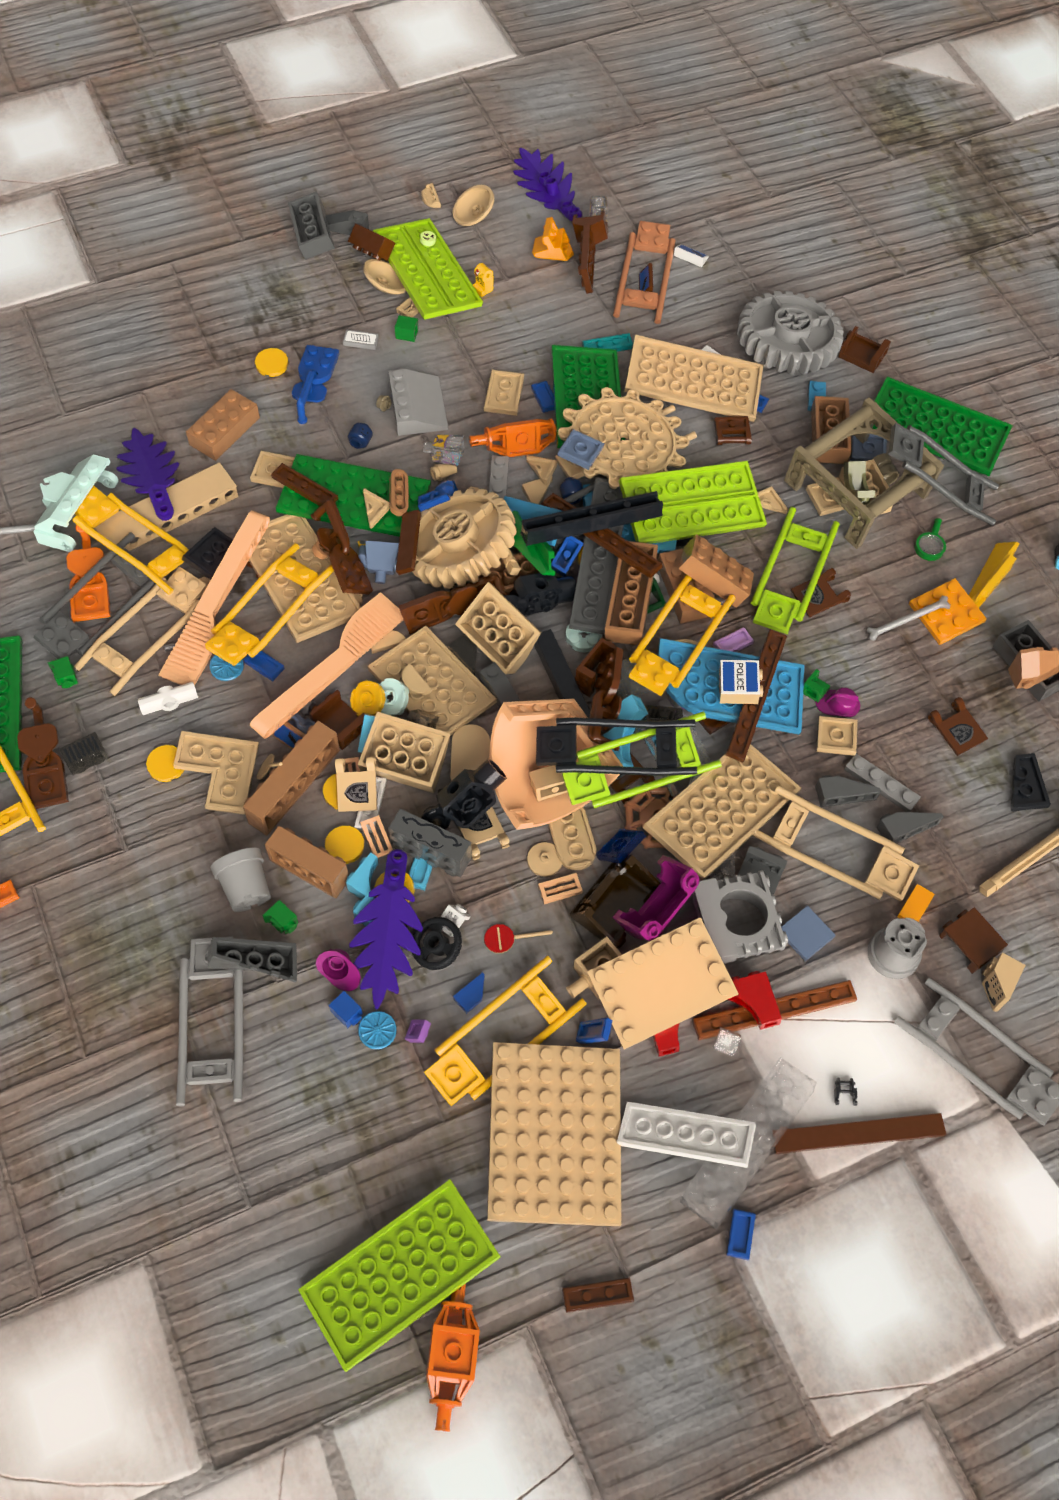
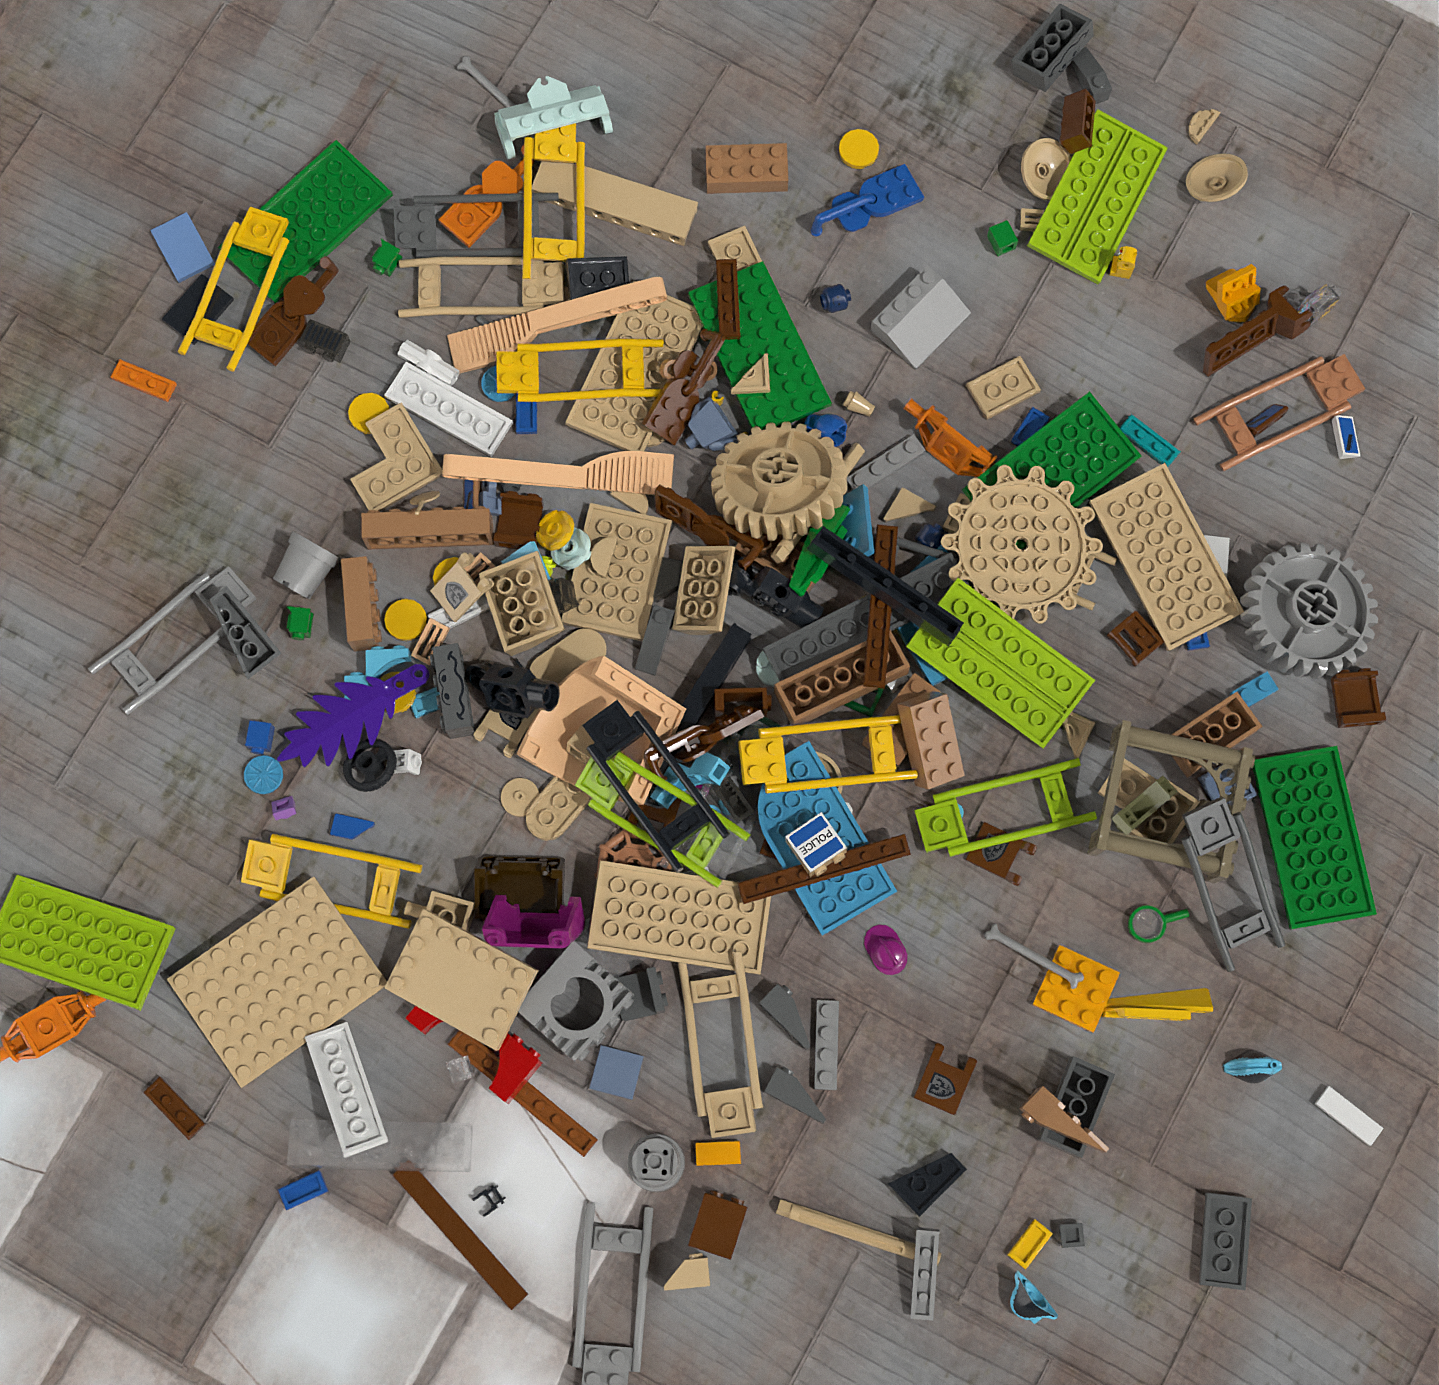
camera: 55 degrees right, 15 degrees up
(149, 471) = (641, 148): dark purple plant -> none
(213, 708) = (449, 409): none -> white plate
(338, 969) = (290, 701): magenta piece -> none
(360, 339) = (955, 206): tile -> none
(383, 402) = (893, 288): dark tan plate -> none
(398, 503) = (794, 383): medium nougat plate -> none
(408, 542) = (738, 439): reddish brown tile -> none
(428, 238) = (1134, 168): yellowish green tile -> none
(431, 499) = (801, 422): blue tile -> none
(446, 449) = (882, 389): clear torso -> none
(500, 937) = (418, 814): red piece -> none
(542, 467) = (938, 492): tan tile -> none
(547, 183) = (1322, 223): dark purple plant -> none
(566, 555) = (840, 590): blue slope -> none
(572, 877) = (516, 841): light nougat tile -> none
(580, 449) = (965, 516): sand blue tile -> none
(594, 1031) = (384, 951): blue tile -> none
(620, 845) = (574, 853): clear blue tile -> none
(735, 641) = (877, 808): lavender tile -> none
(814, 687) = (885, 917): green panel -> none
(837, 735) = (843, 971): tan plate -> none

